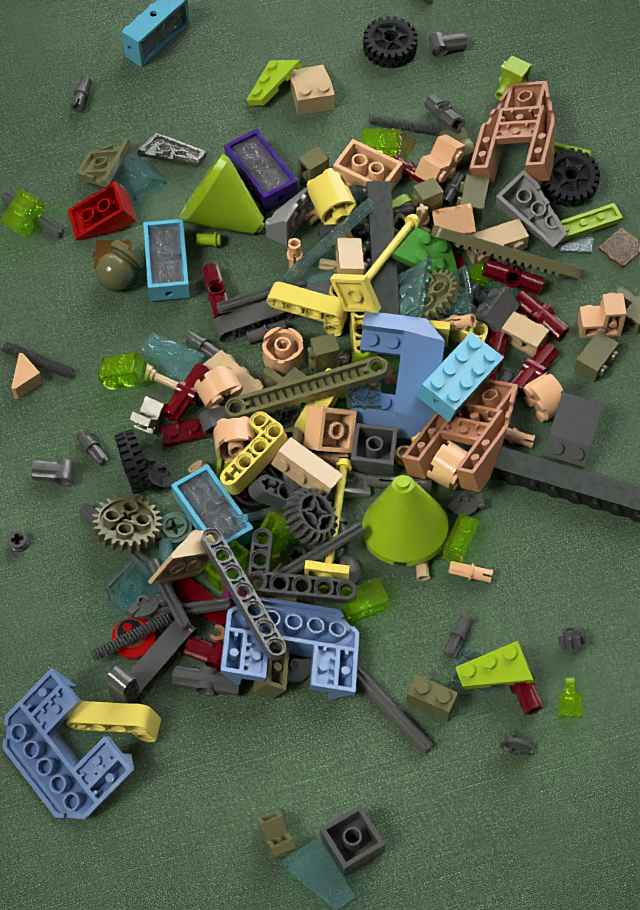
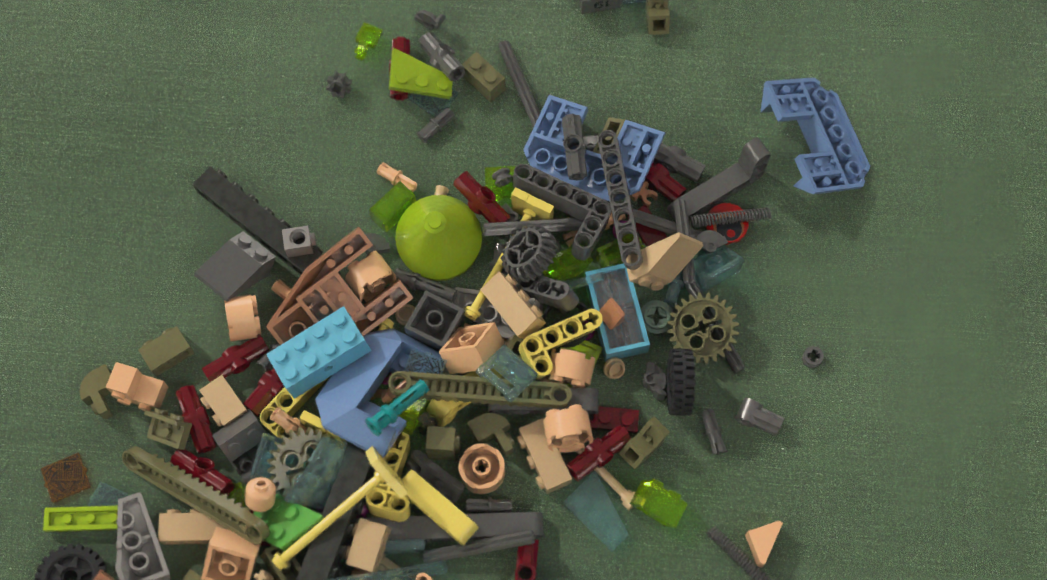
camera: 160 degrees left, 10 degrees up
(116, 717) = (781, 153): light yellow beam -> none
(202, 344) = (561, 514): dark grey axle -> none
(213, 494) = (612, 314): none -> nougat slope
(286, 409) = (510, 367): none -> clear light blue plate
(308, 333) = (435, 476): none -> dark grey hinge
(311, 644) = (574, 136): none -> dark grey piece
(366, 588) = (502, 177): none -> dark grey bush
(372, 329) = (389, 415): none -> teal pin
(389, 569) = (480, 199): none -> dark red piece
(451, 265) = (260, 494): none -> light nougat head
(492, 709) = (442, 56): none -> dark grey piece
(531, 458) = (292, 234): none -> light grey brick
(558, 297) = (168, 429): none -> olive bracket

